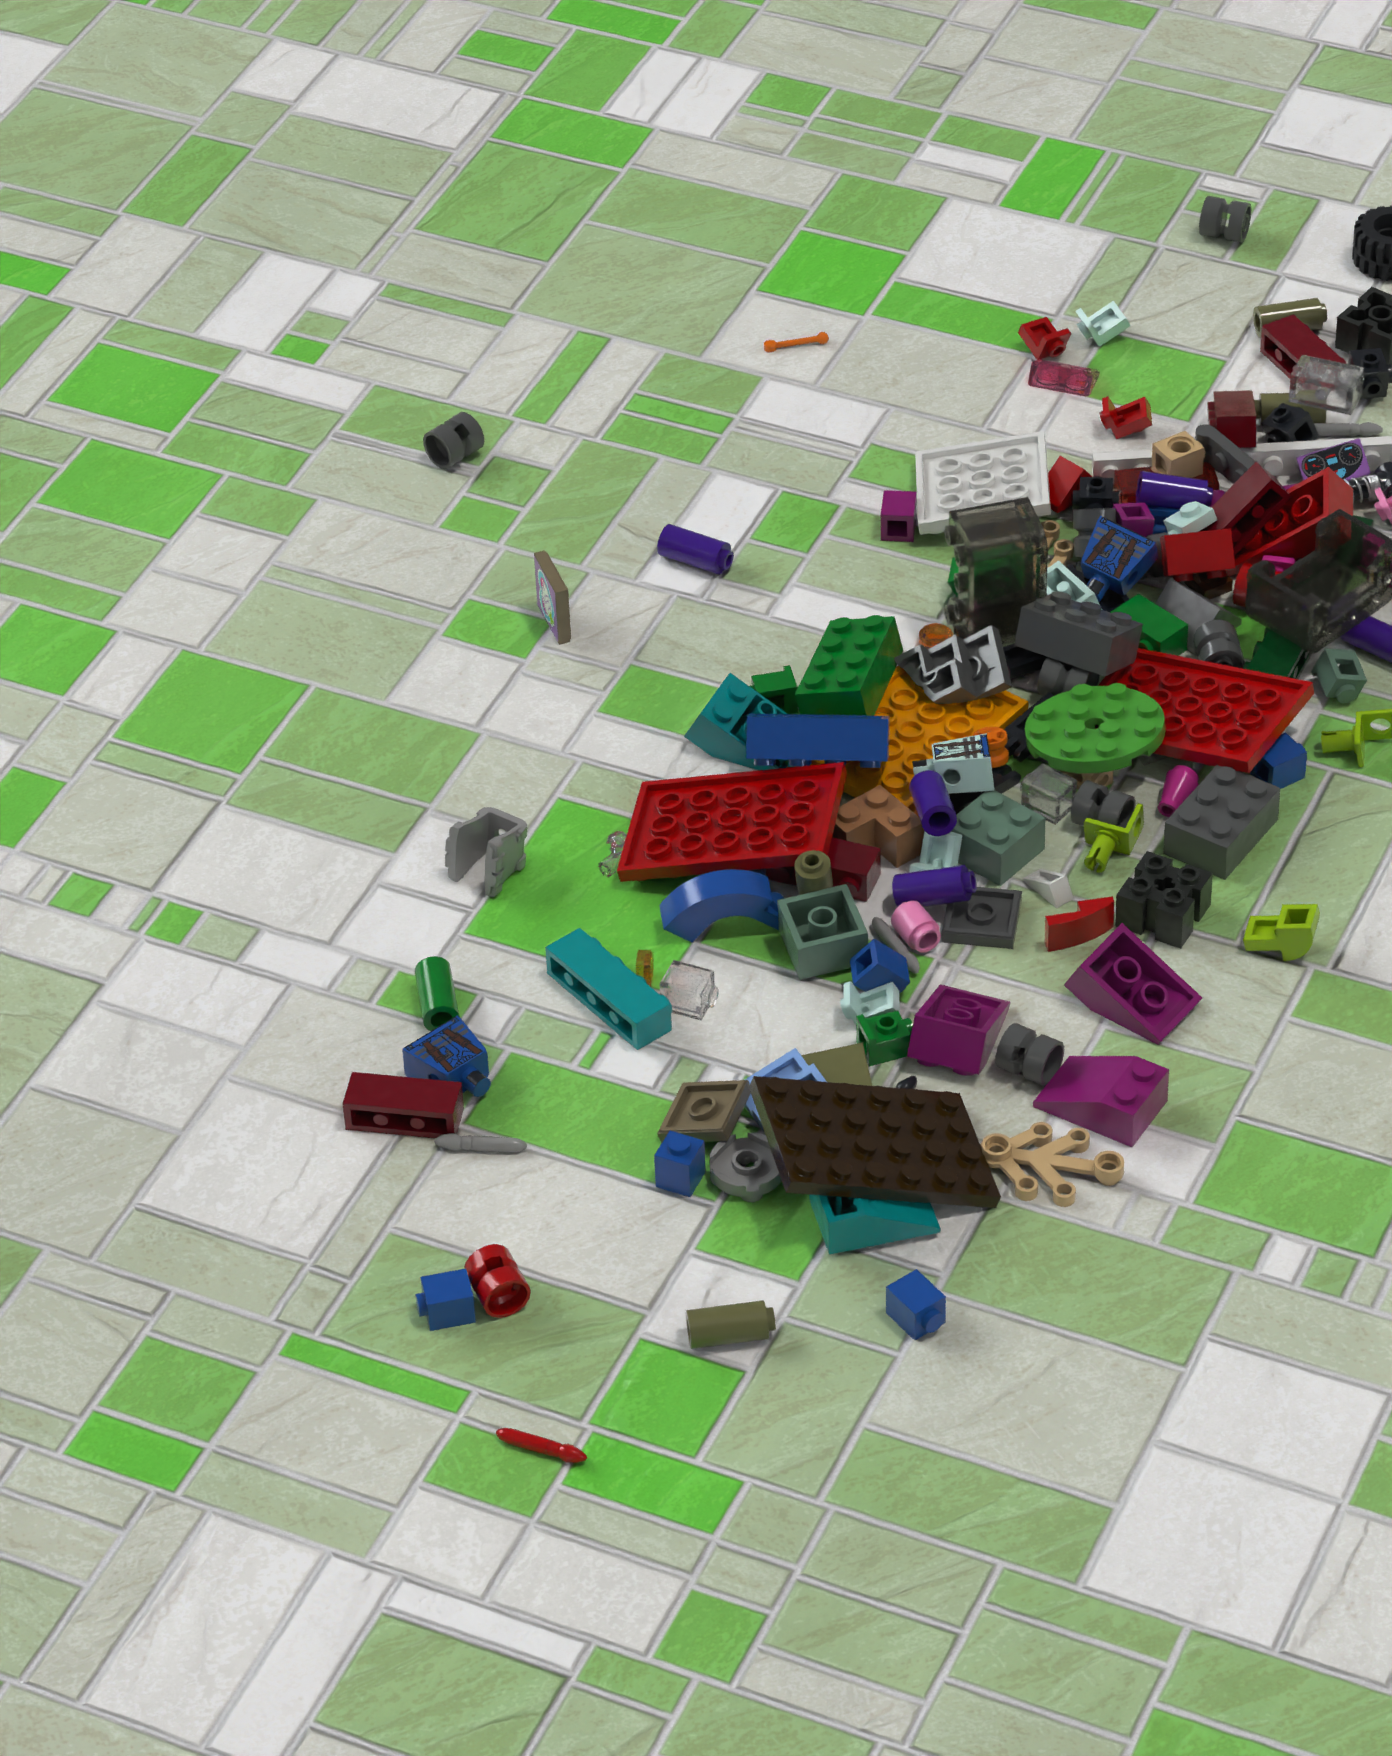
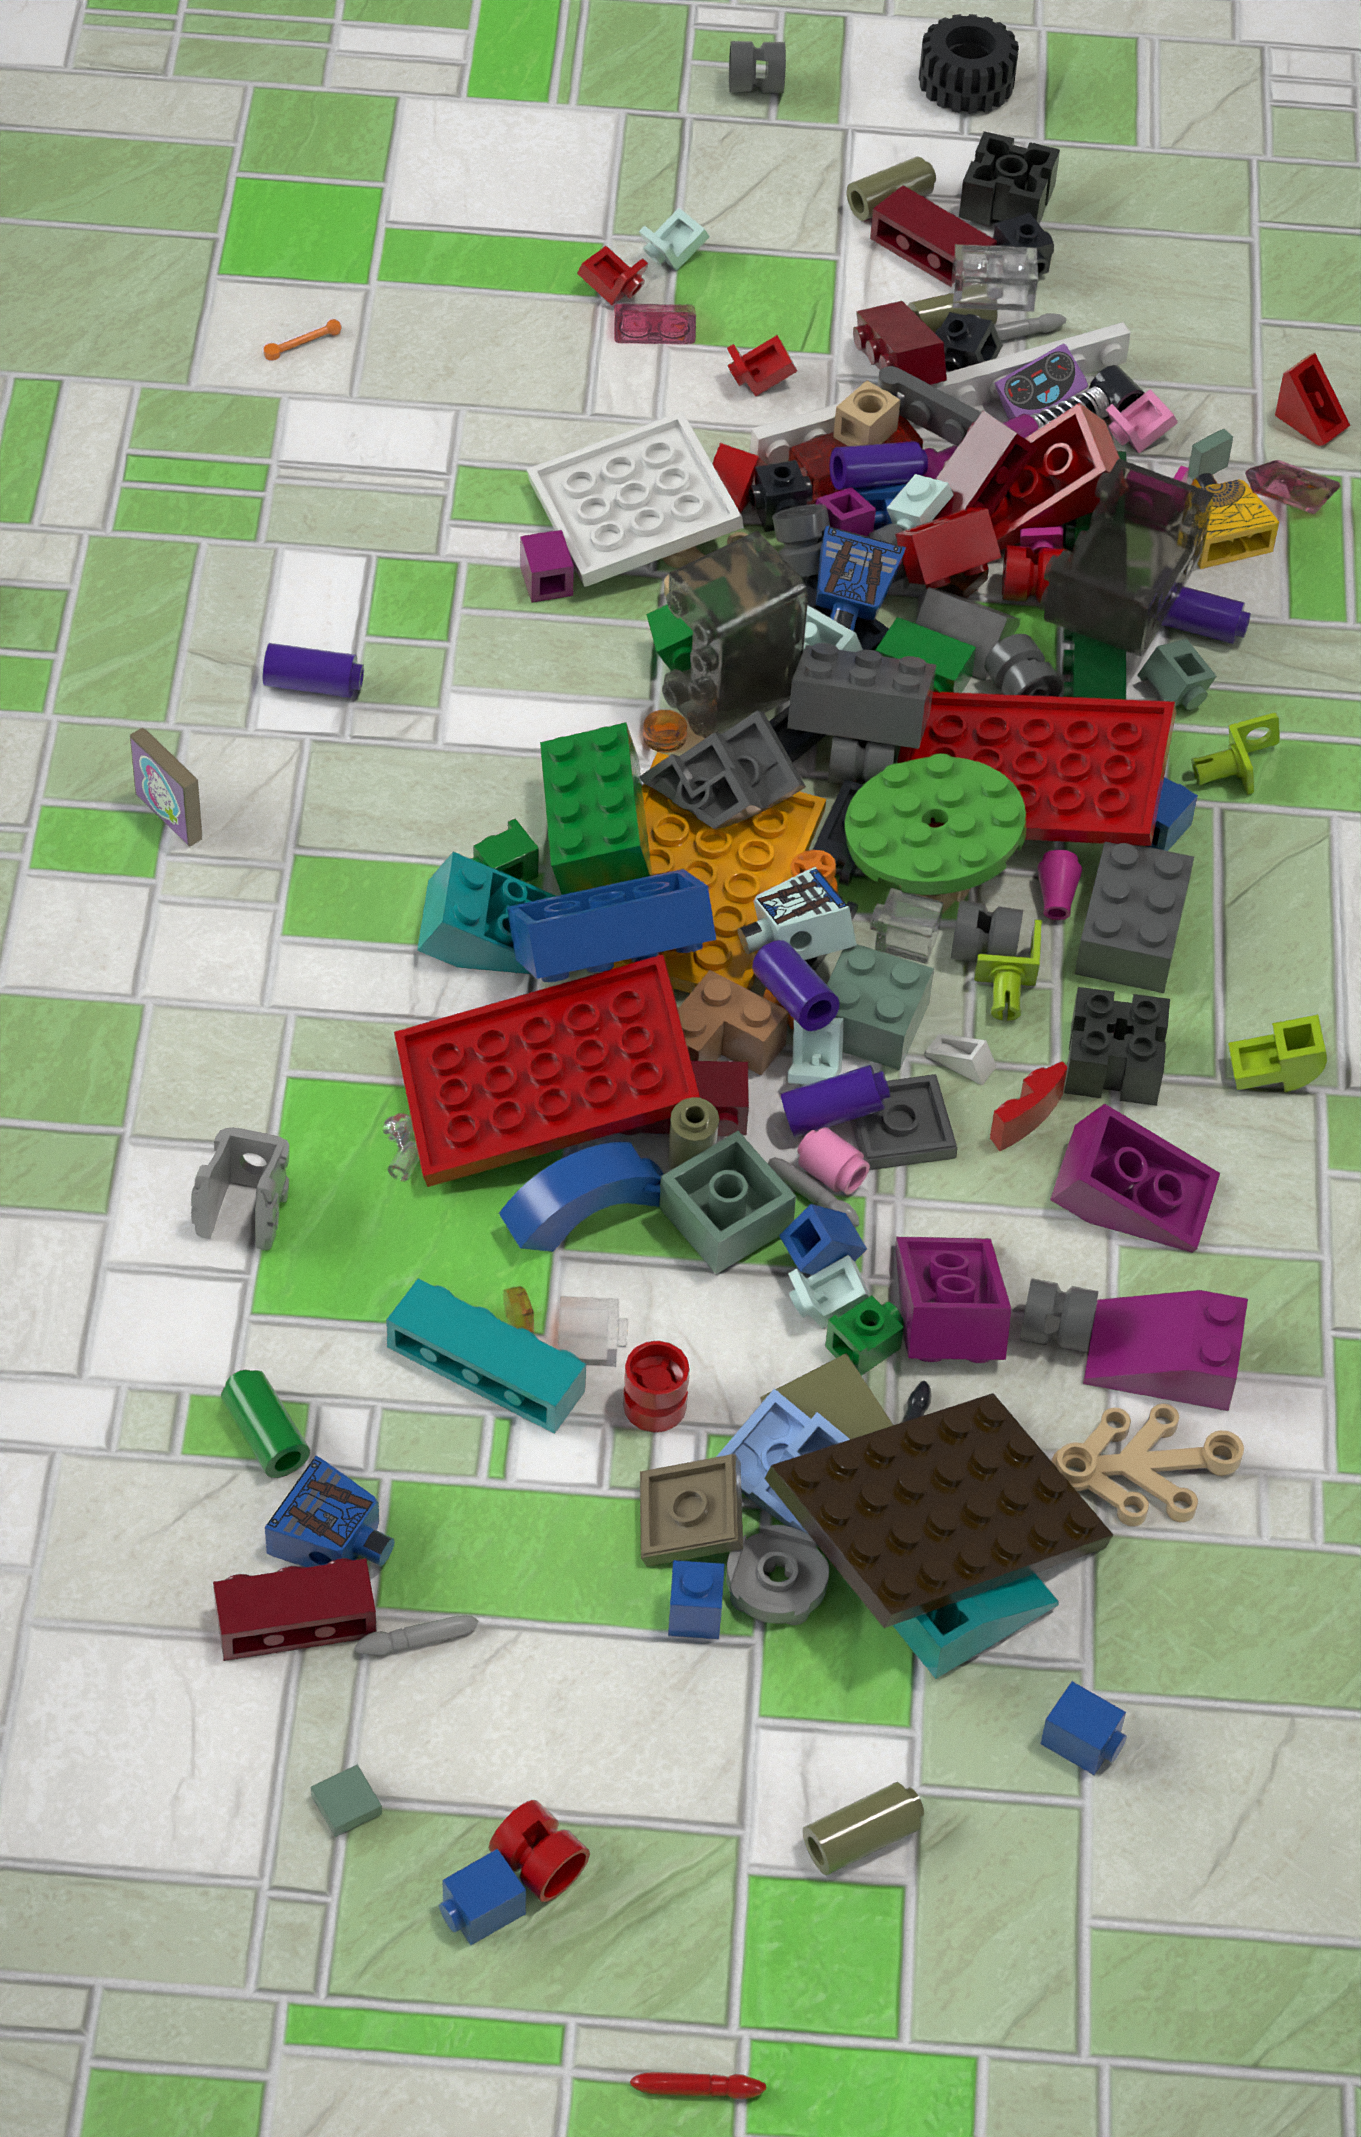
camera: 25 degrees left, 10 degrees up
(385, 1226) = (346, 1800): none -> sand green tile
(716, 1031) = (656, 1386): none -> red wheel

